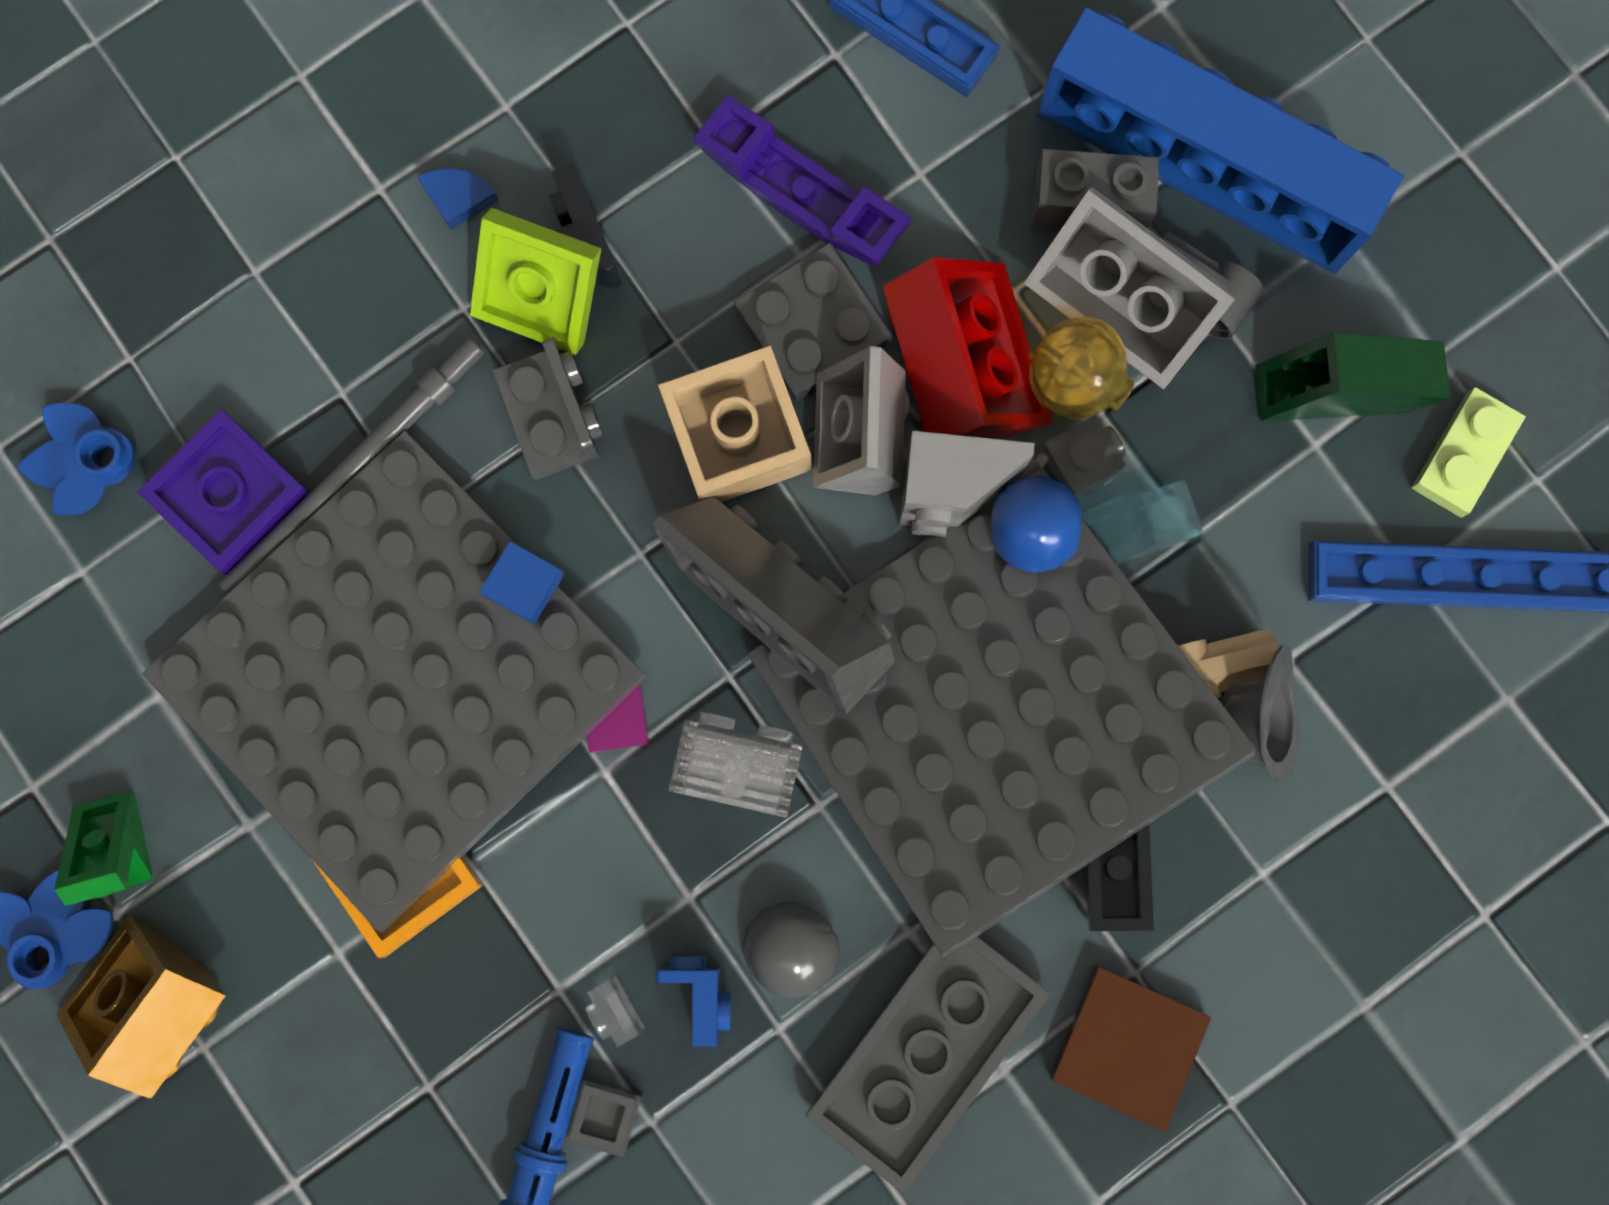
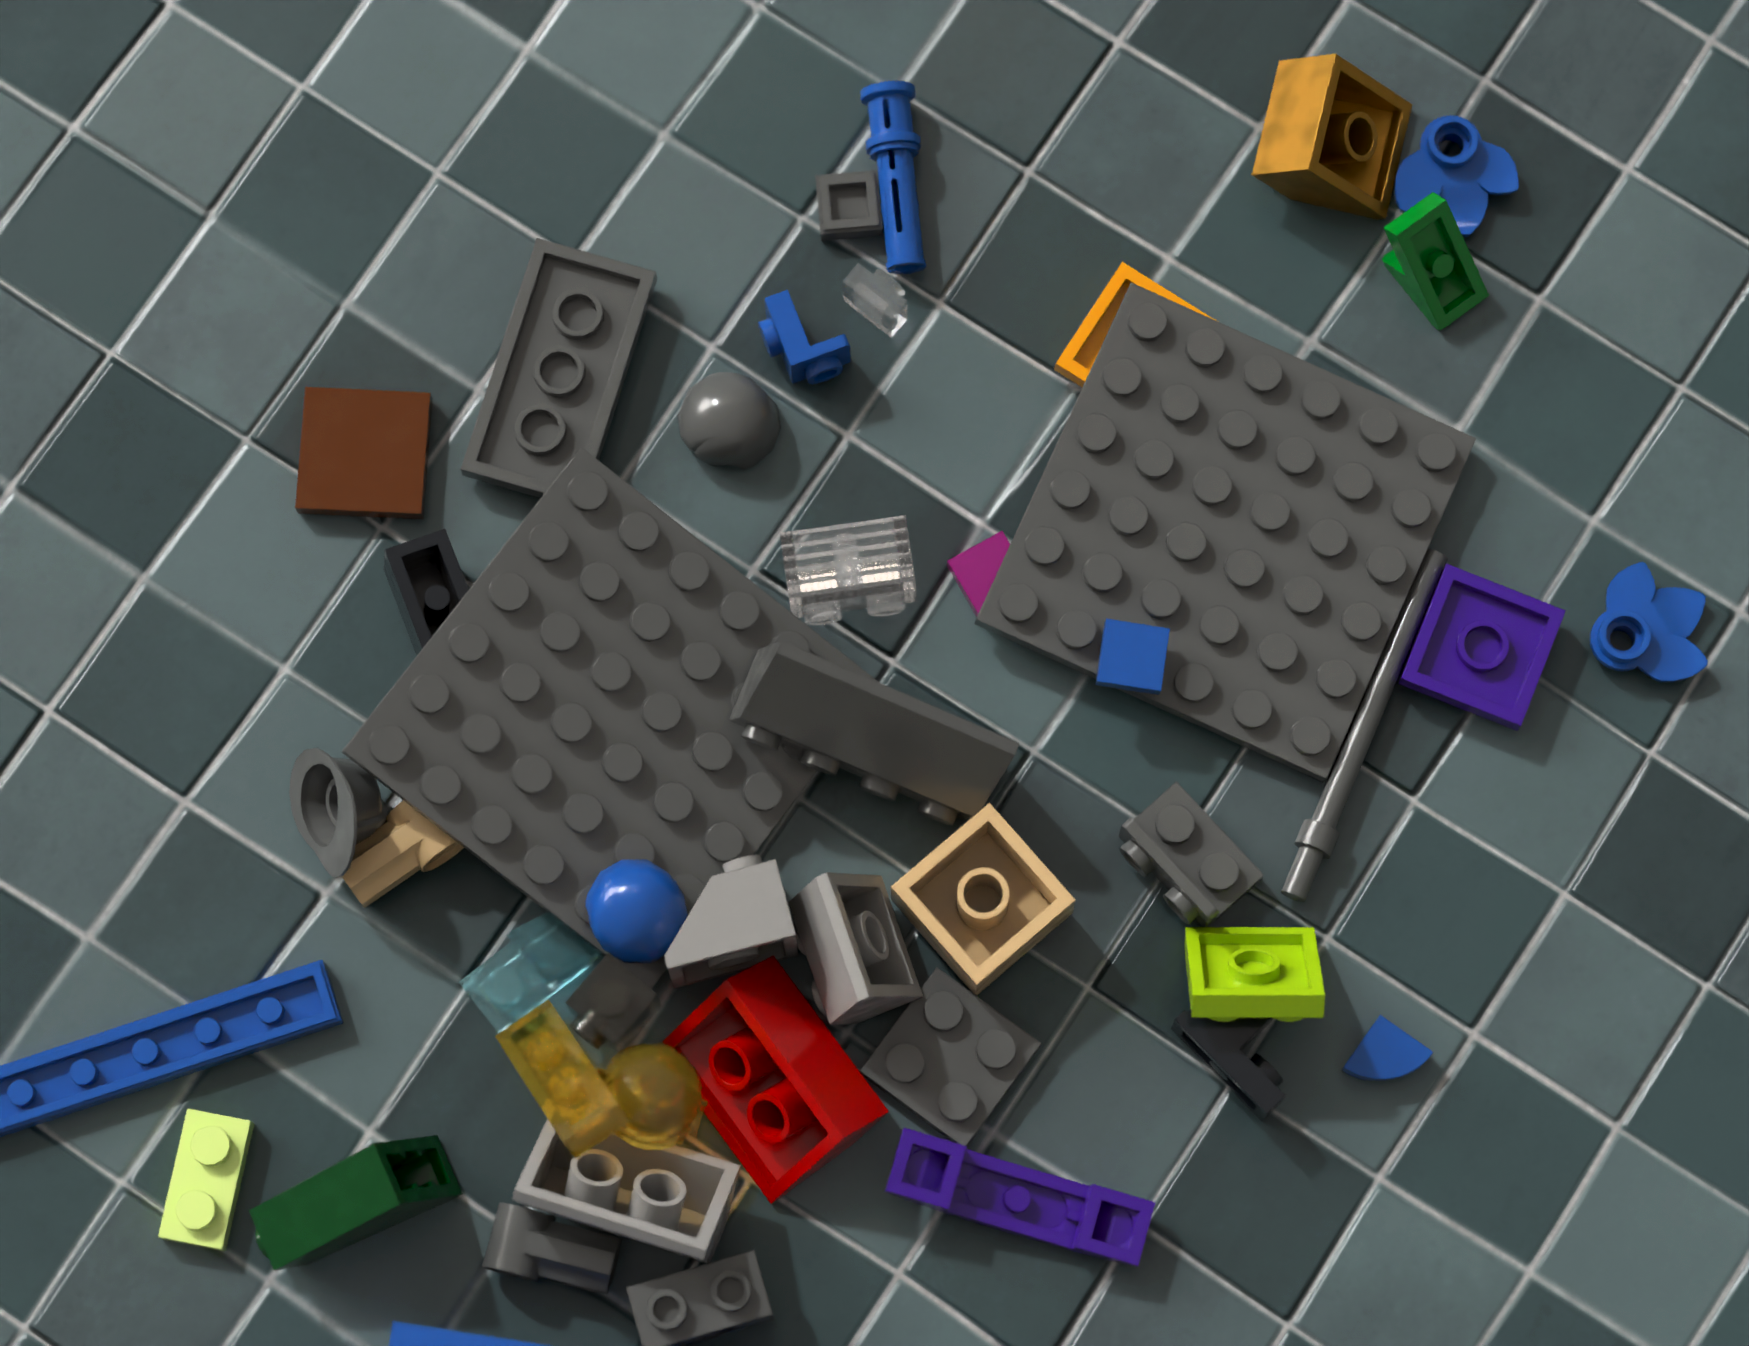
camera: 160 degrees right, 5 degrees down
(1151, 401) = (562, 1079): none -> clear yellow plate

